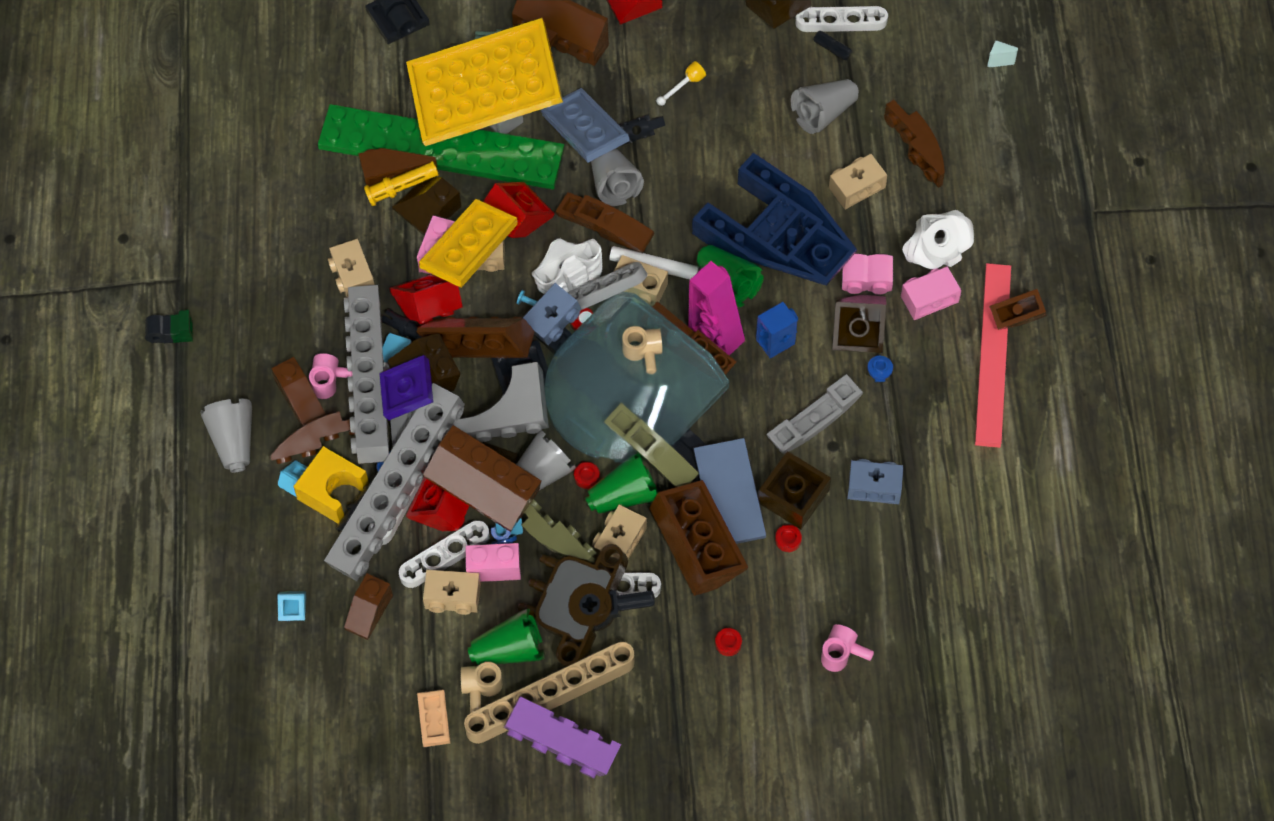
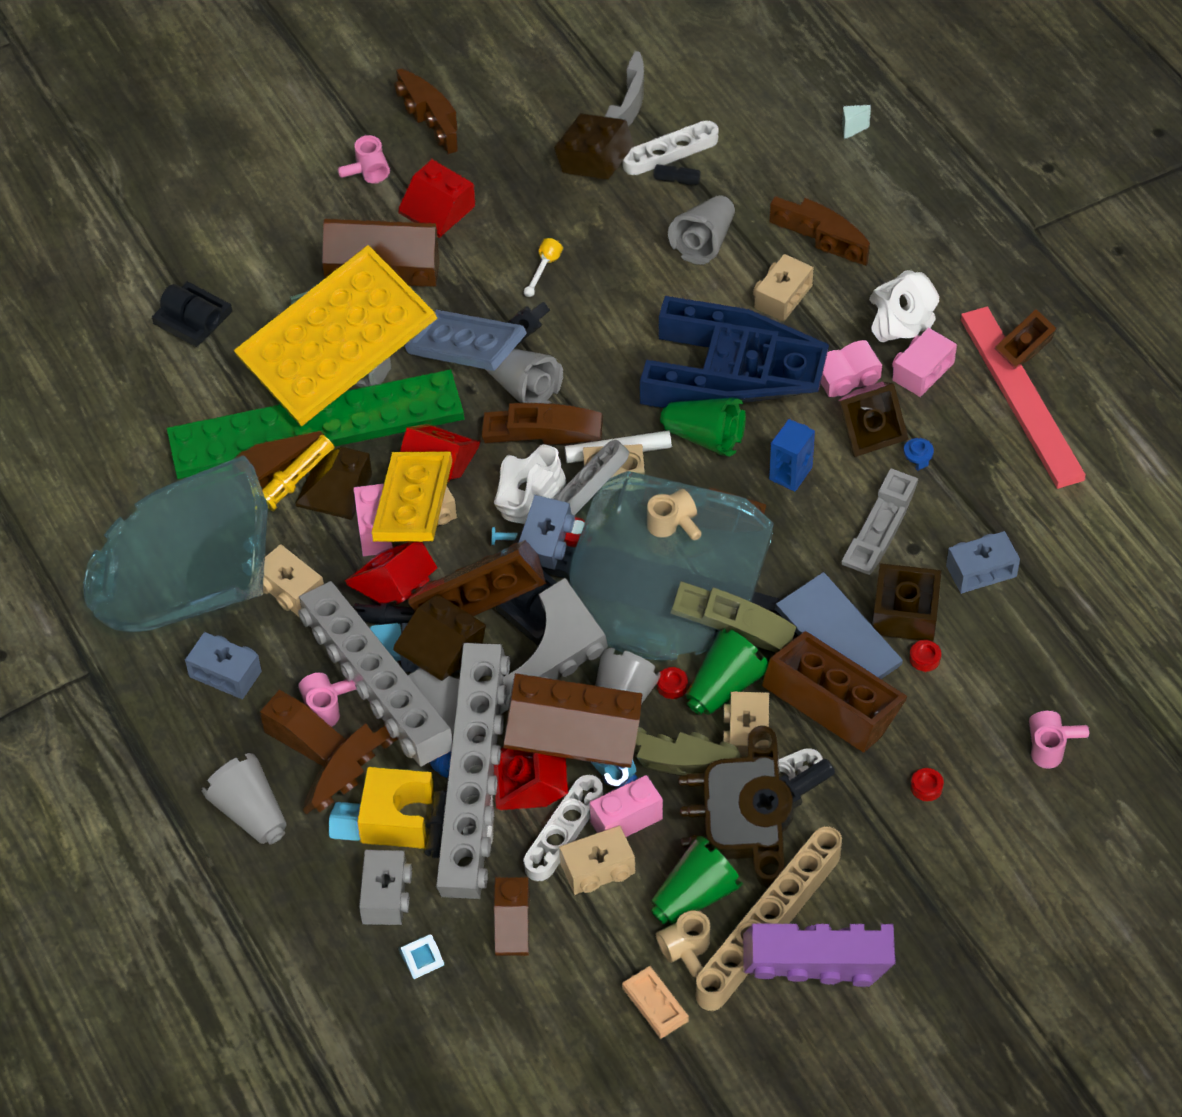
camera: 25 degrees left, 10 degrees down
(169, 328) = (111, 723): leg -> none
(270, 317) = (223, 665): none -> sand blue brick
(284, 216) = (182, 552): none -> clear light blue windscreen
(291, 530) = (383, 904): none -> light grey brick
(406, 387) = (436, 660): dark purple plate -> none
(715, 308) = (720, 450): dark pink wedge -> none

